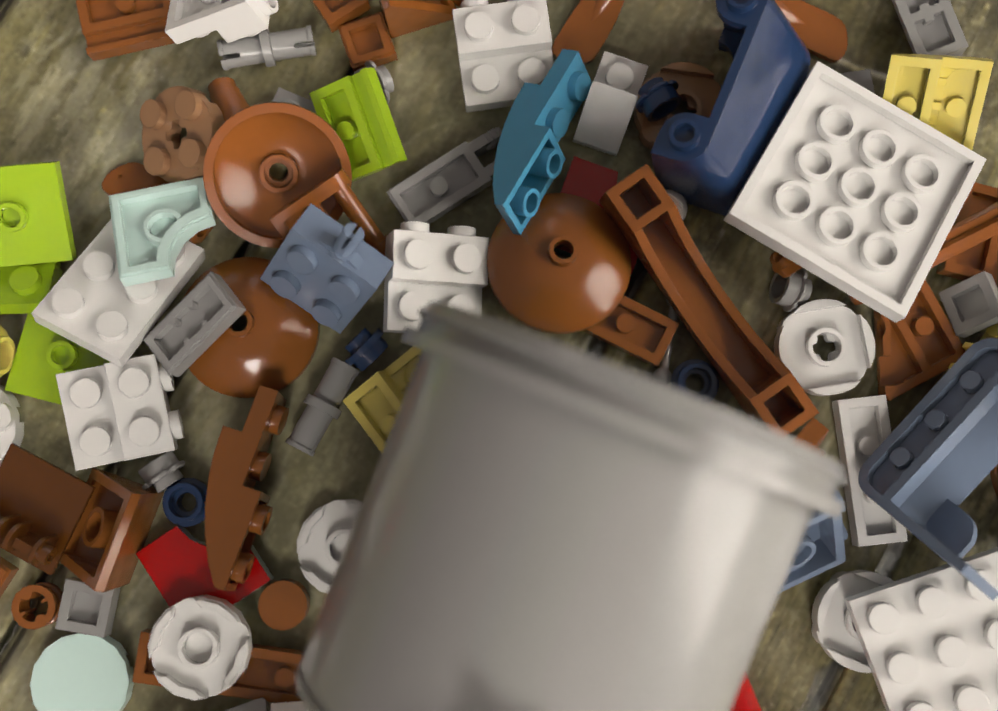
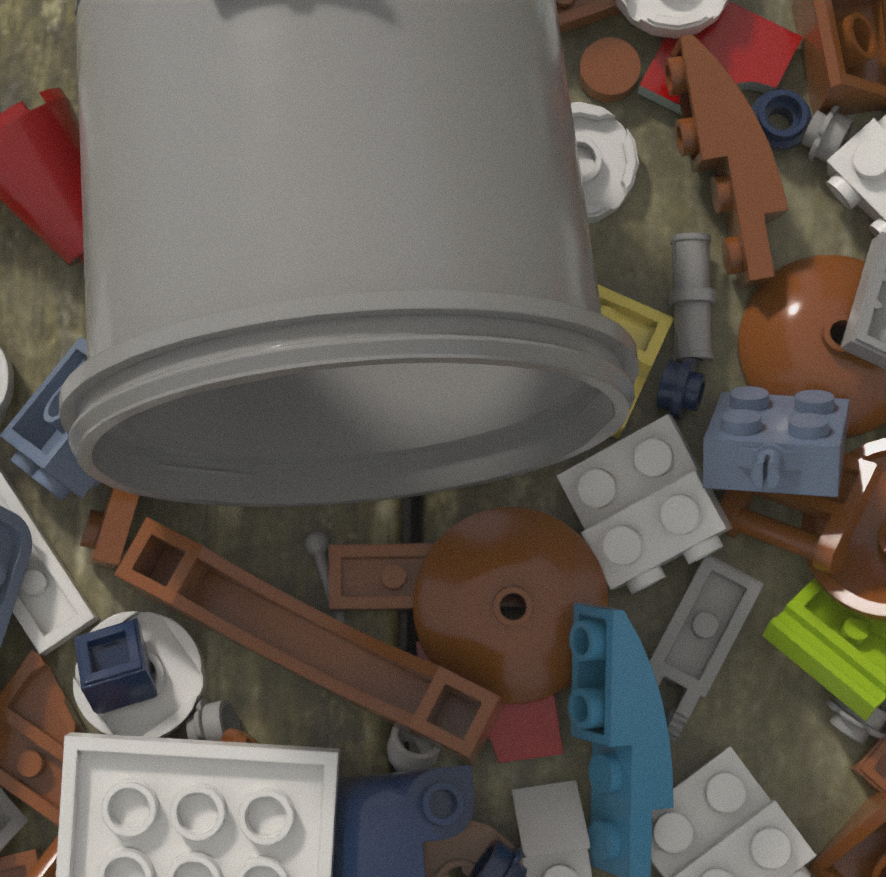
camera: 155 degrees right, 5 degrees down
(701, 369) = (260, 539): dark blue plate -> none
(841, 358) = (114, 667): none -> dark blue slope

